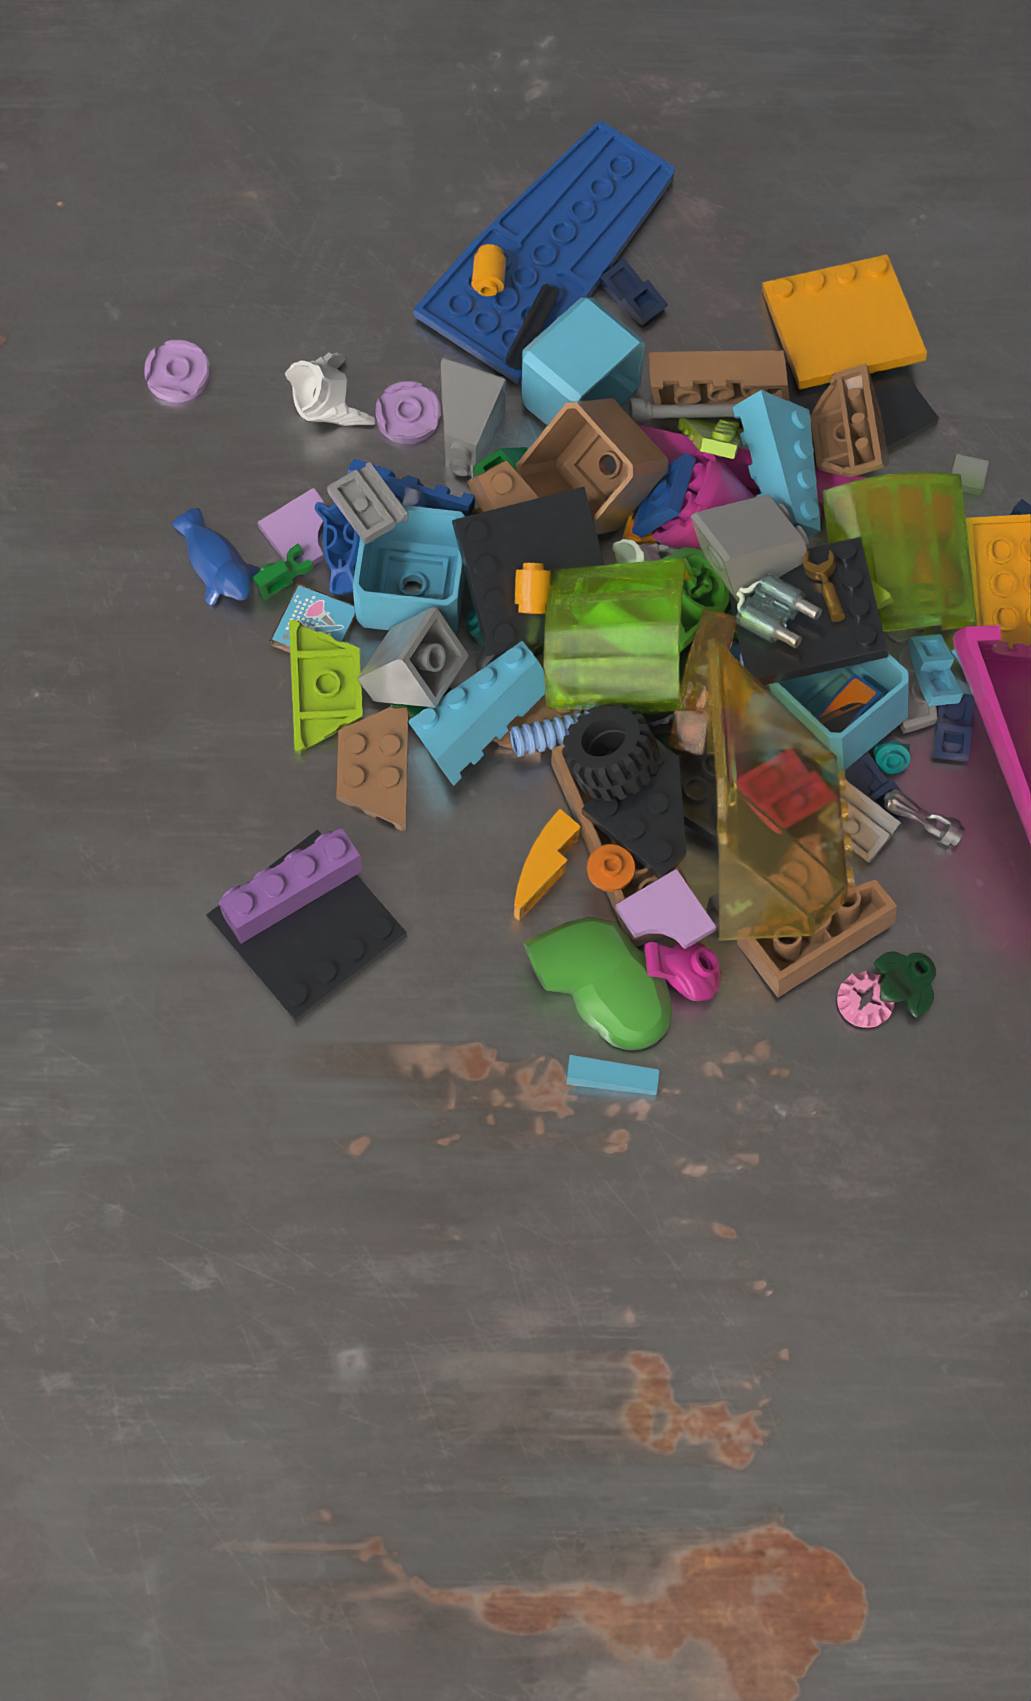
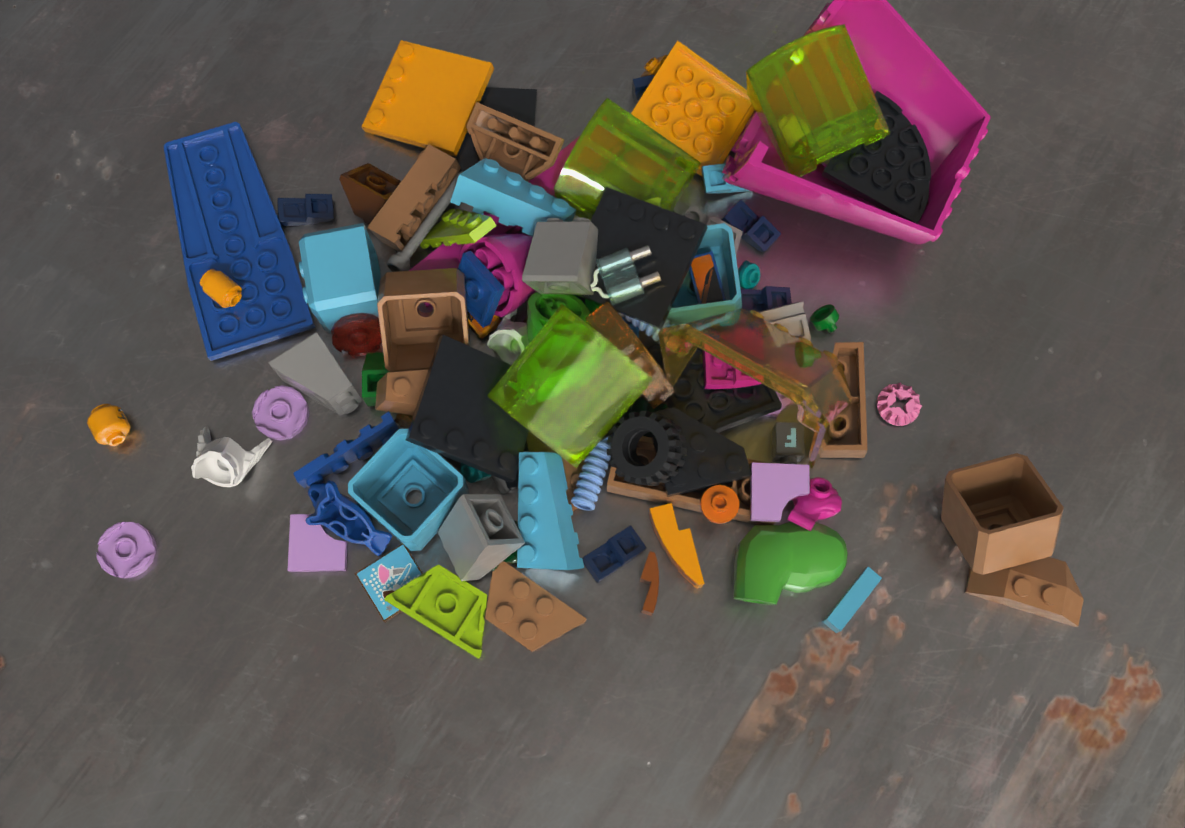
camera: 55 degrees left, 5 degrees up
(215, 559) = (294, 618): blue animal -> none
(279, 575) = (339, 587): green plate -> none
(285, 270) = (108, 424): none -> light orange head
(290, 885) = (584, 731): medium lavender brick -> none
(318, 945) = (612, 736): black plate -> none
(367, 503) = (347, 488): light grey plate -> none
(491, 813) = (614, 554): none -> dark blue slope
(494, 857) = (650, 577): none -> dark orange slope
(530, 416) = (357, 334): none -> clear red tile
(532, 325) = (283, 289): black axle -> none
(532, 588) = (493, 419): light orange brick -> none
(697, 328) = (368, 190): none -> reddish brown slope
(761, 1251) = (1036, 587): none -> medium nougat wedge
(806, 1152) = (1001, 513): none -> medium nougat plate
(823, 572) = (632, 231): pearl gold piece -> none
(899, 804) = (821, 278): flat silver piece -> none
(903, 863) = (825, 318): none -> green tile
(904, 982) = (905, 373): dark green plate -> none
(932, 668) = (705, 209): medium azure slope -> none
(972, 473) = (586, 99): light grey tile -> none

